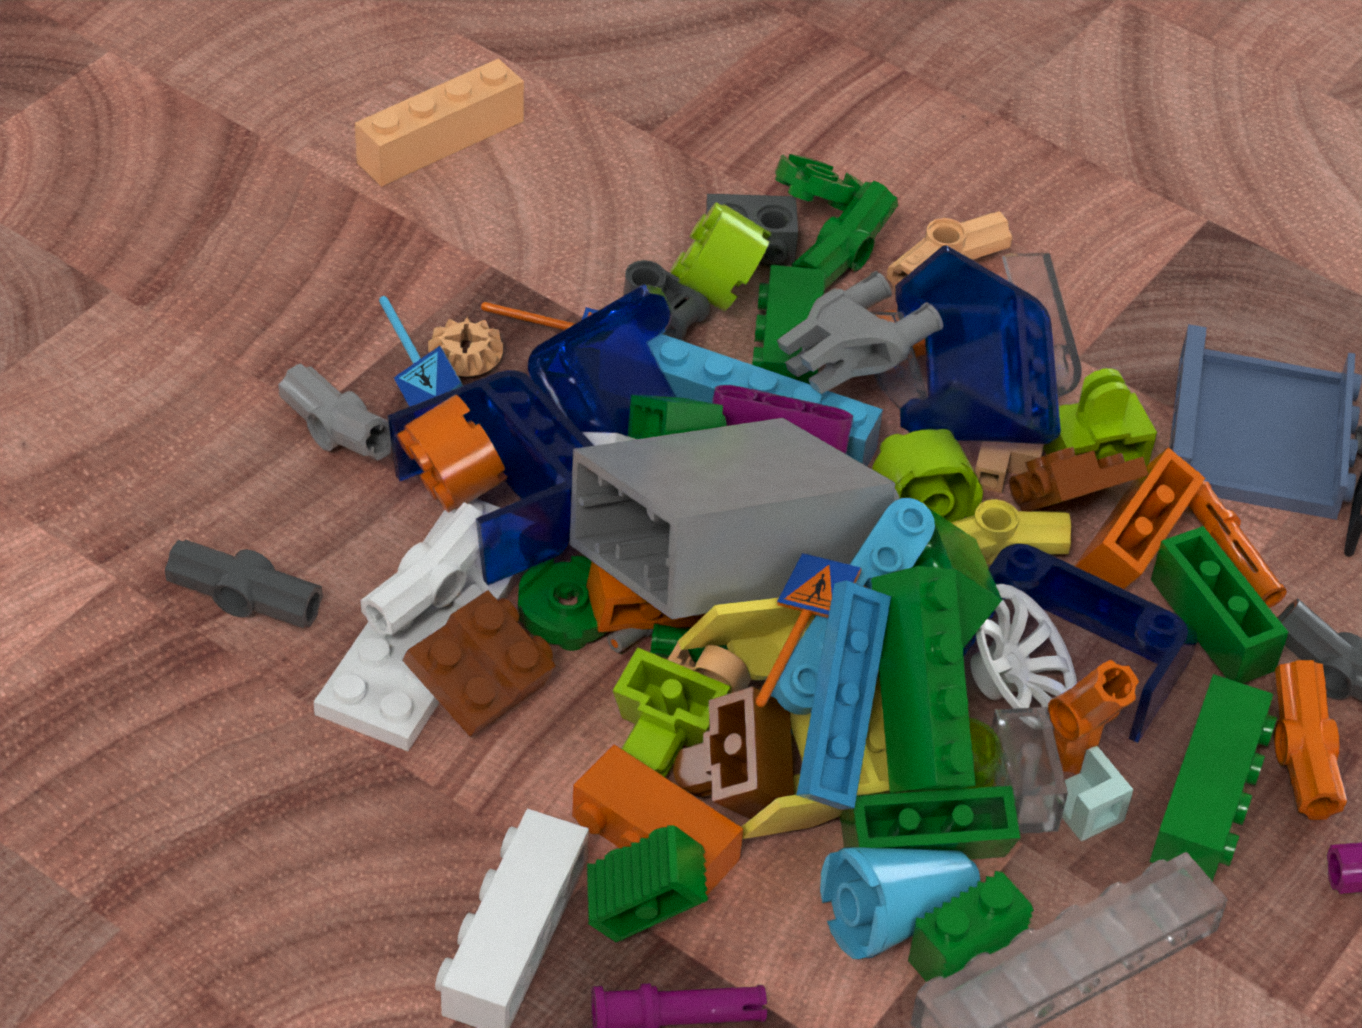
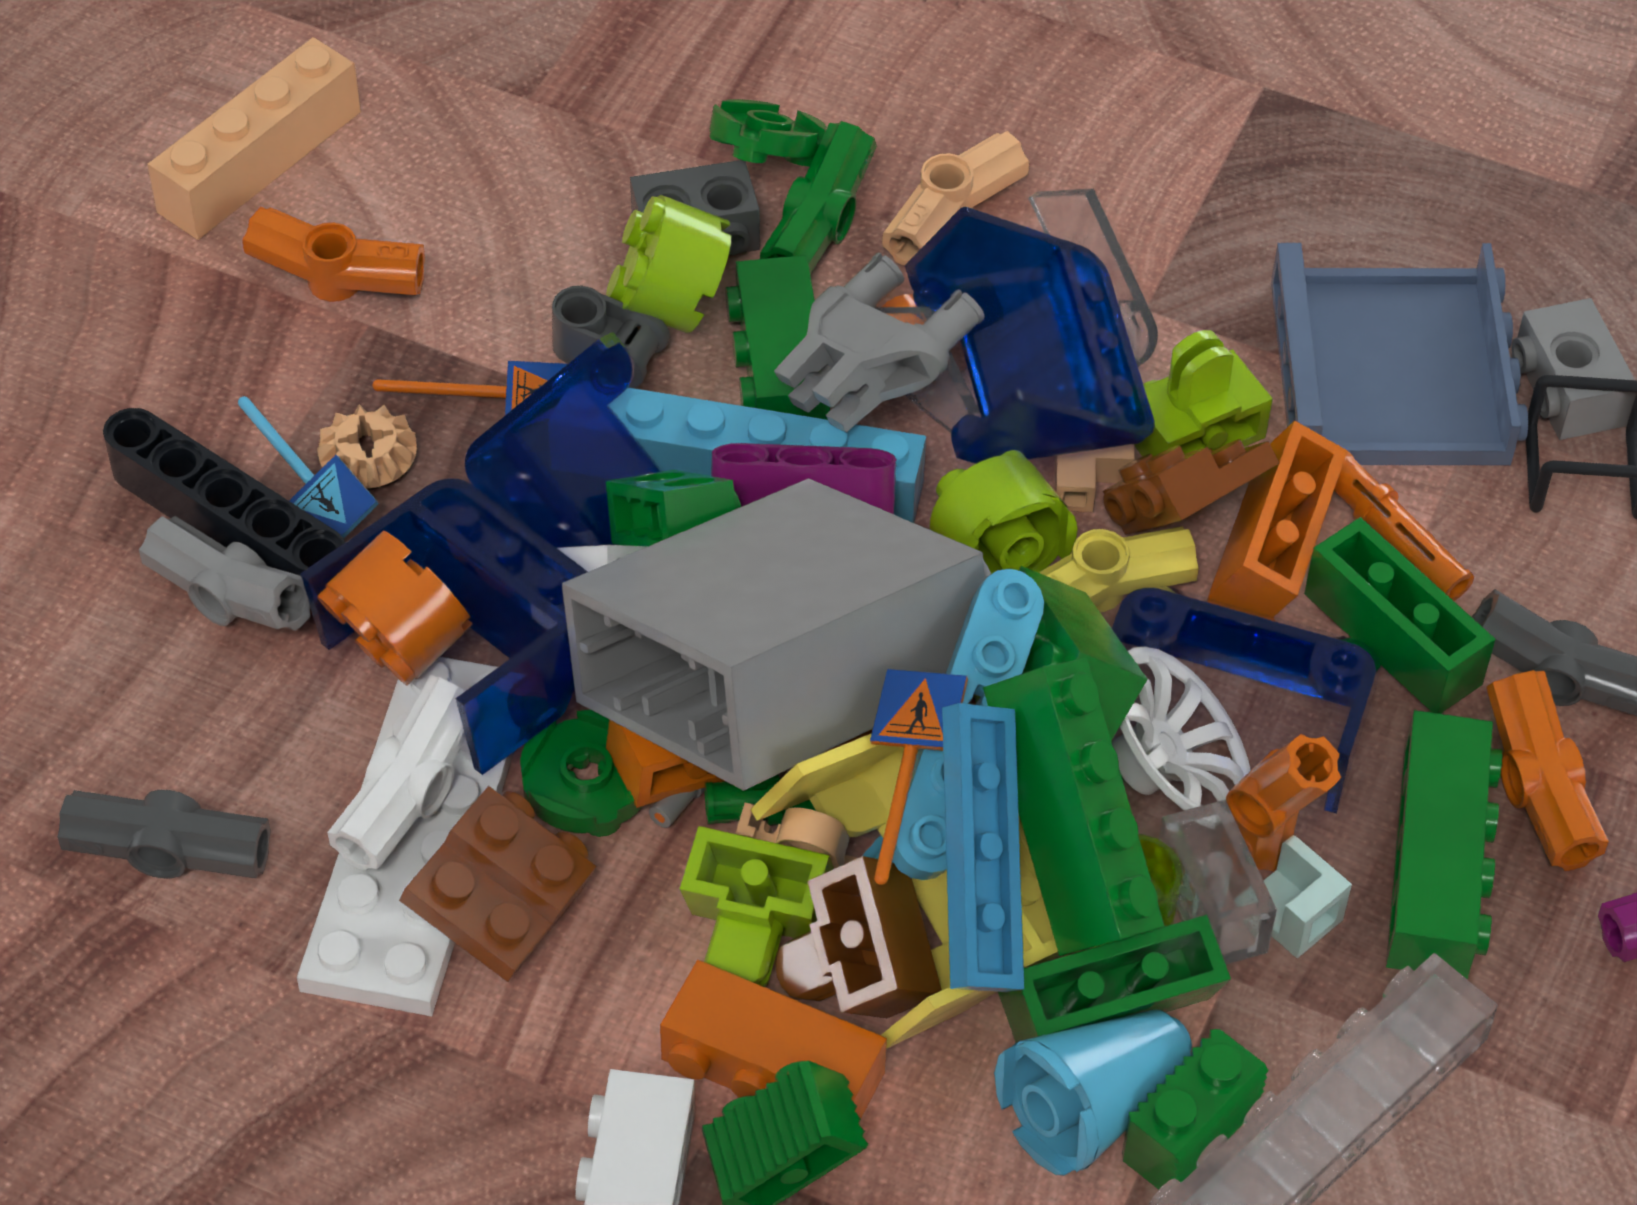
camera: 10 degrees left, 5 degrees up
(338, 353) = (211, 493): none -> black beam
(475, 213) = (333, 257): none -> orange piece

